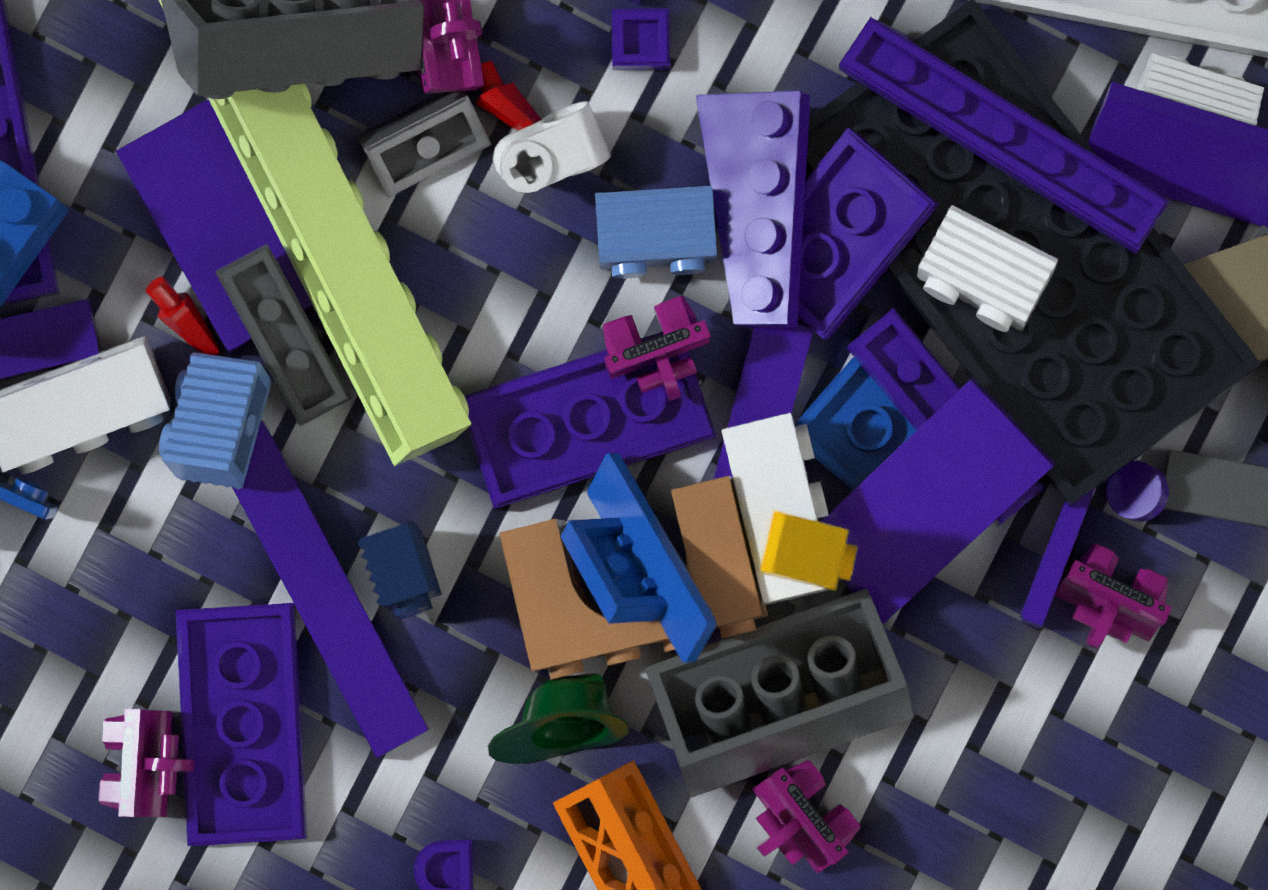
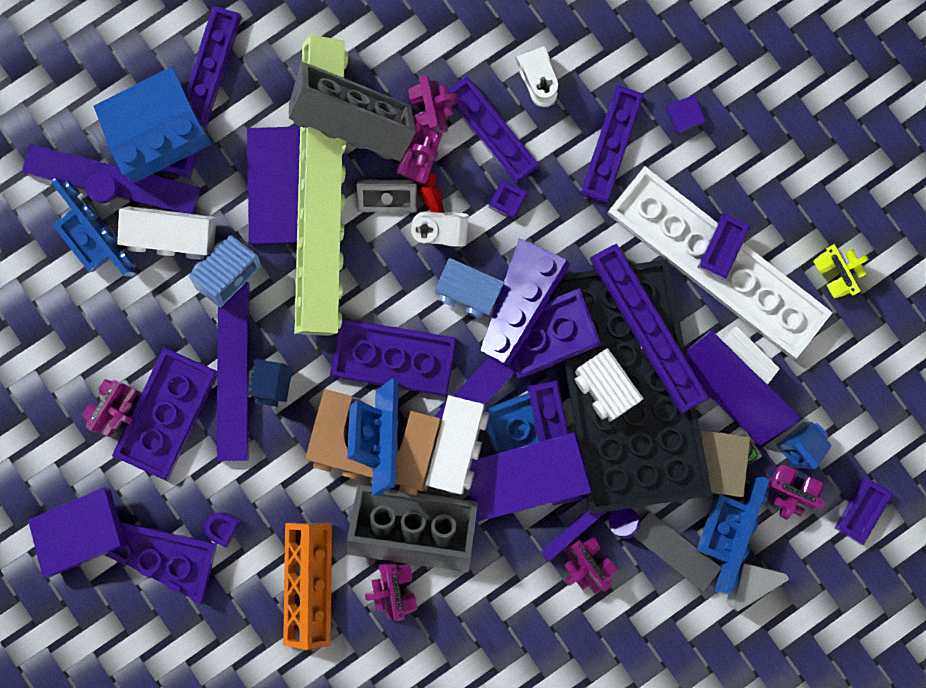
camera: 25 degrees right, 0 degrees up
(182, 316) = (237, 217): red bar -> none
(283, 334) = (276, 248): dark grey tile -> none
(560, 719) = (307, 487): dark green piece -> none
(679, 336) = (426, 338): magenta hips -> none
(808, 552) = (455, 473): yellow slope -> none

